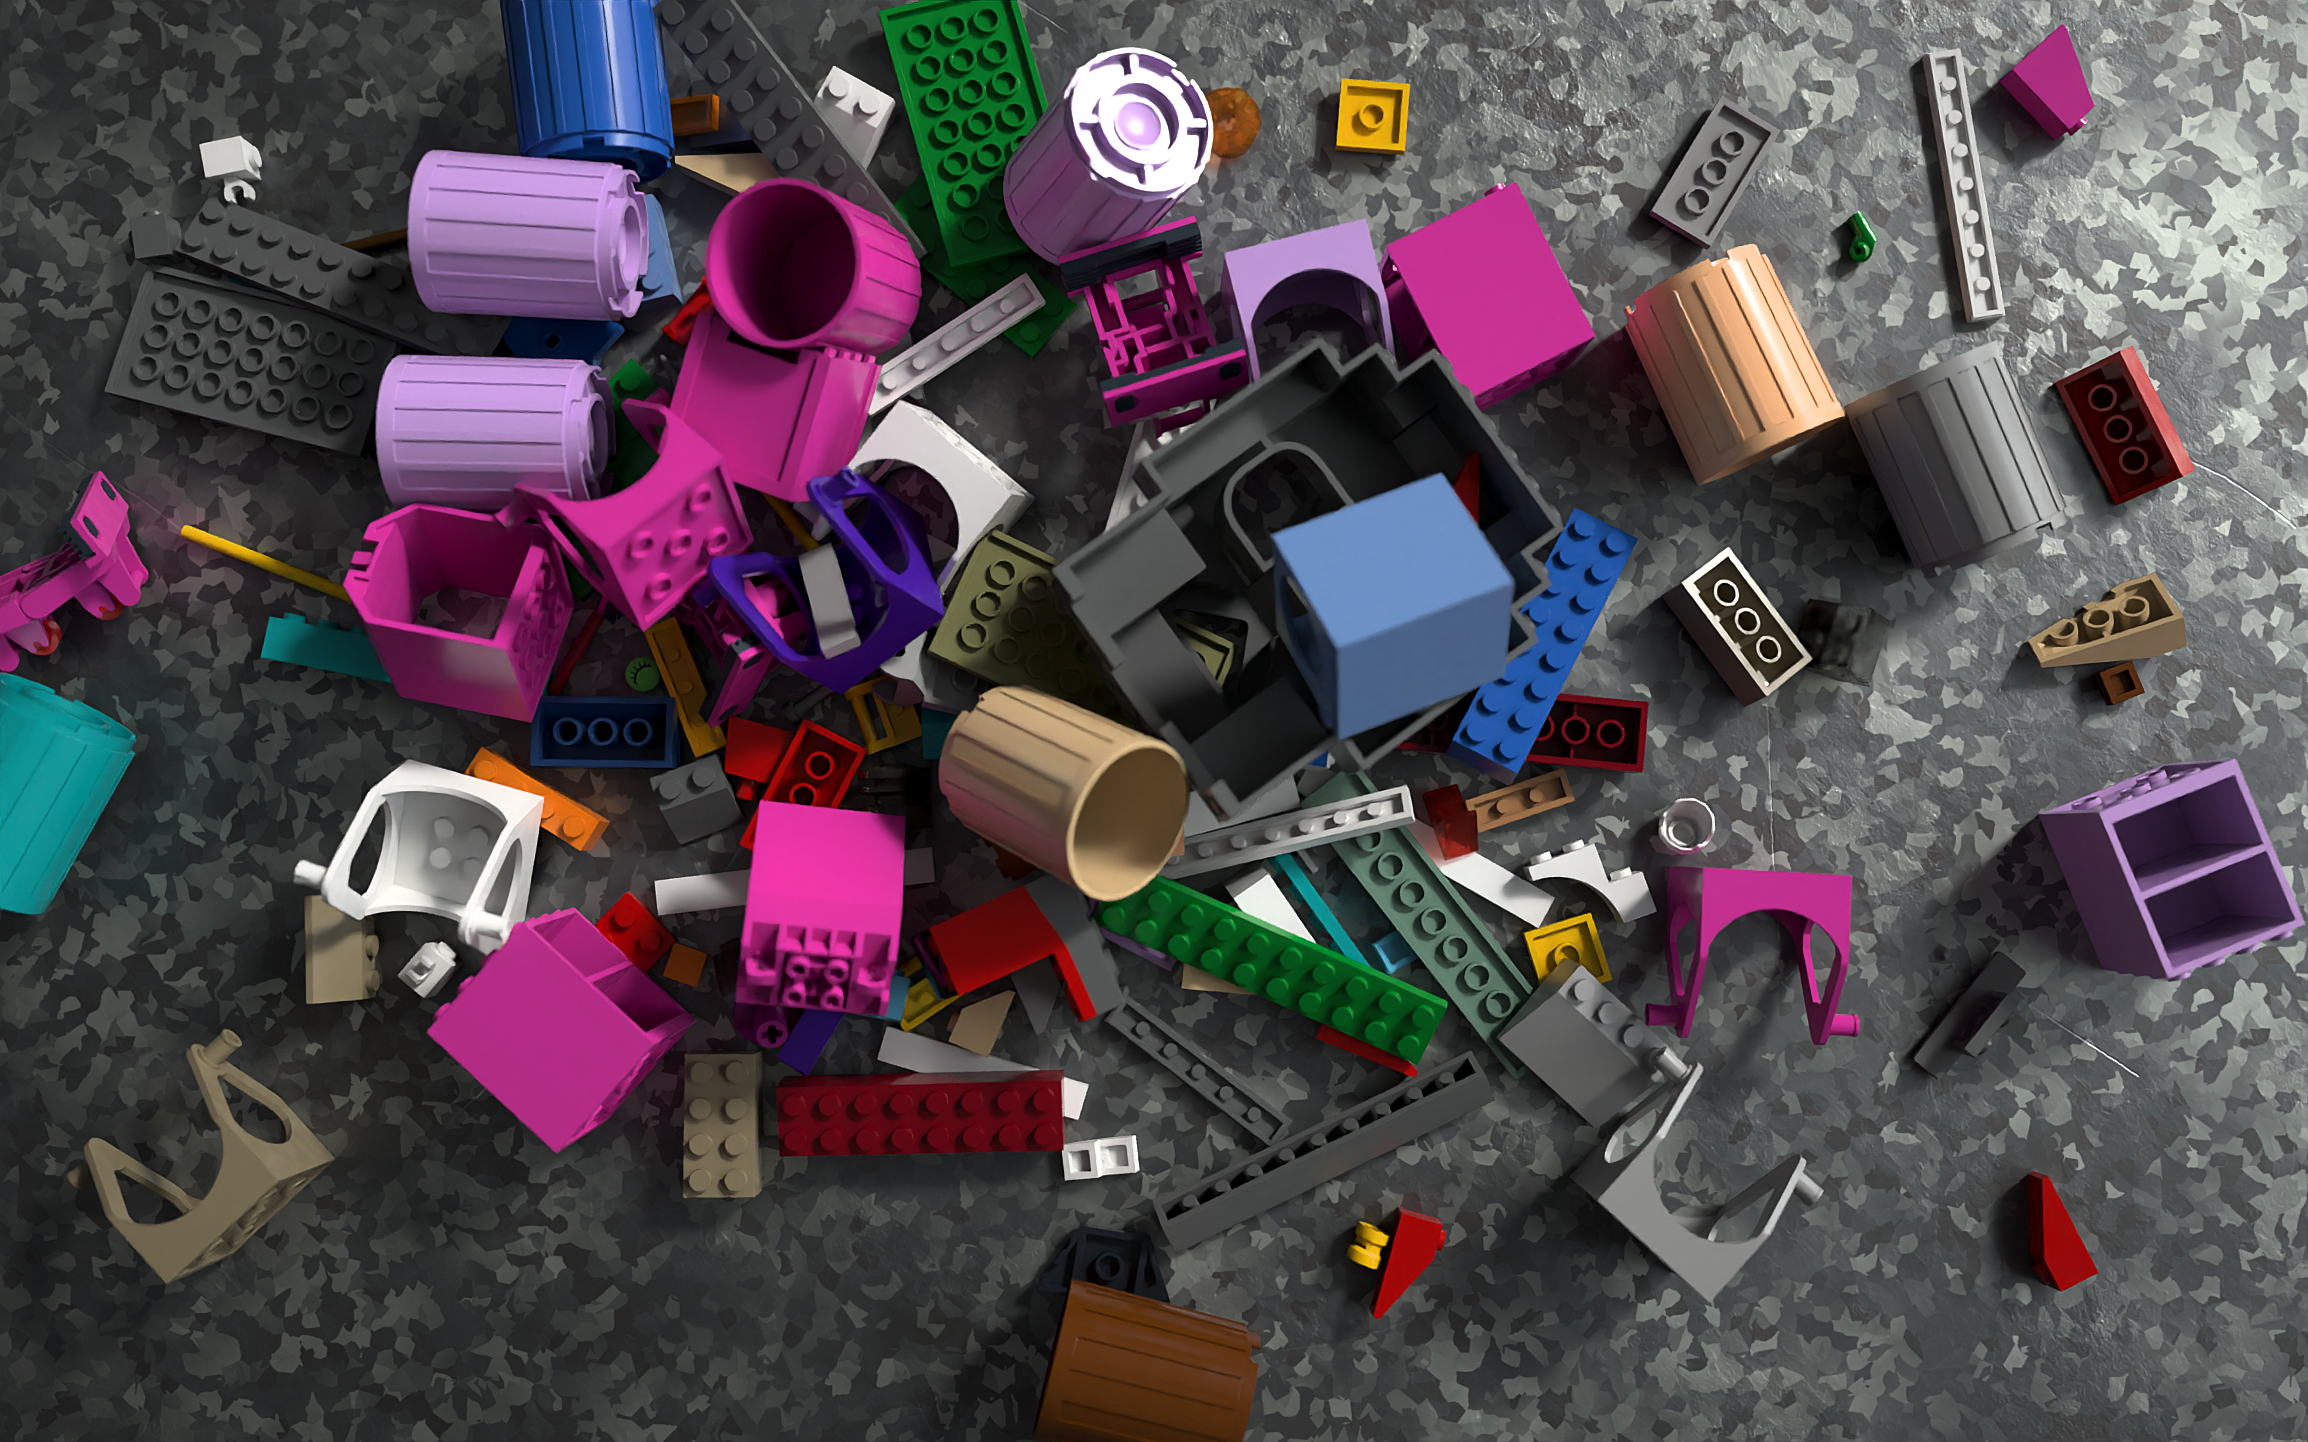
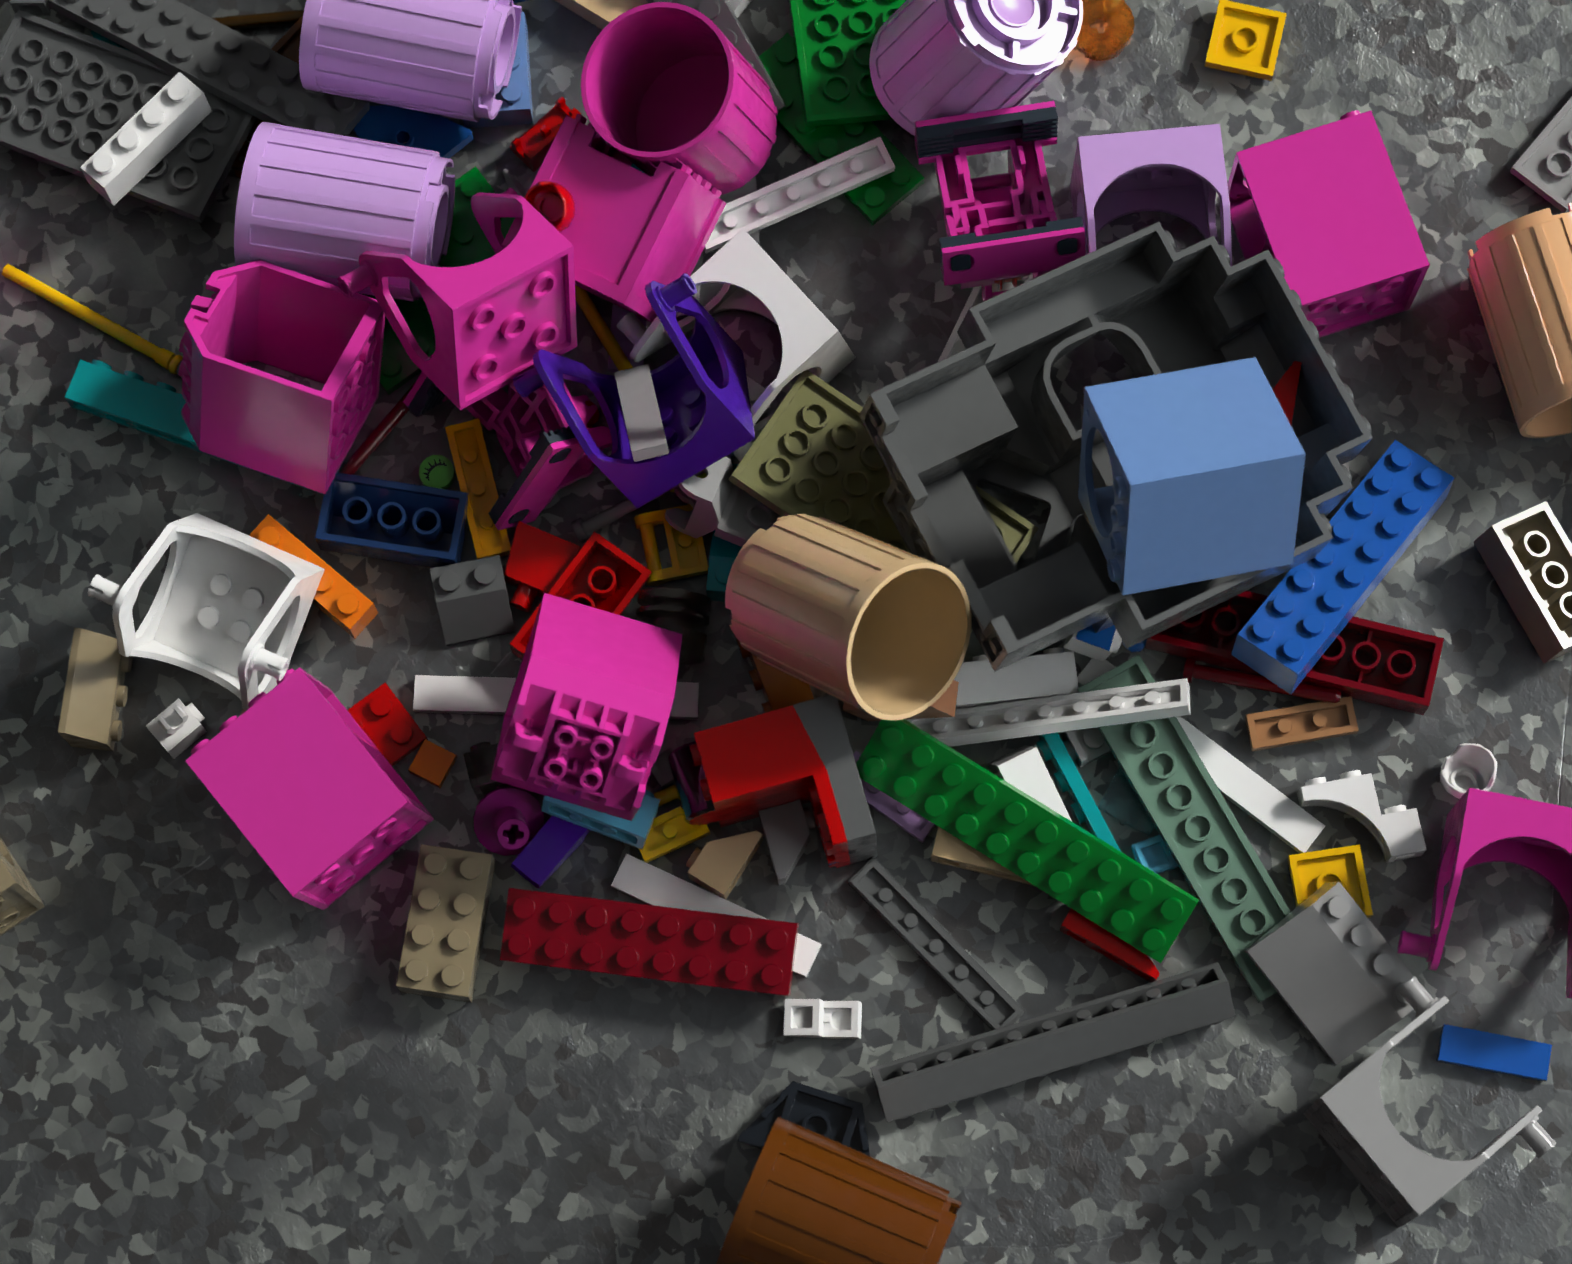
camera: 10 degrees right, 10 degrees down
(291, 383) = (146, 138): none -> white brick
(697, 409) = (553, 203): none -> red hair
(1368, 1245) = (1085, 1146): yellow wheel -> none
(1409, 1252) = (1127, 1157): red slope -> none
(1451, 822) = (1230, 734): clear red slope -> none
(1456, 766) = (1257, 682): none -> dark red bar
(1745, 1093) = (1494, 1052): none -> blue tile

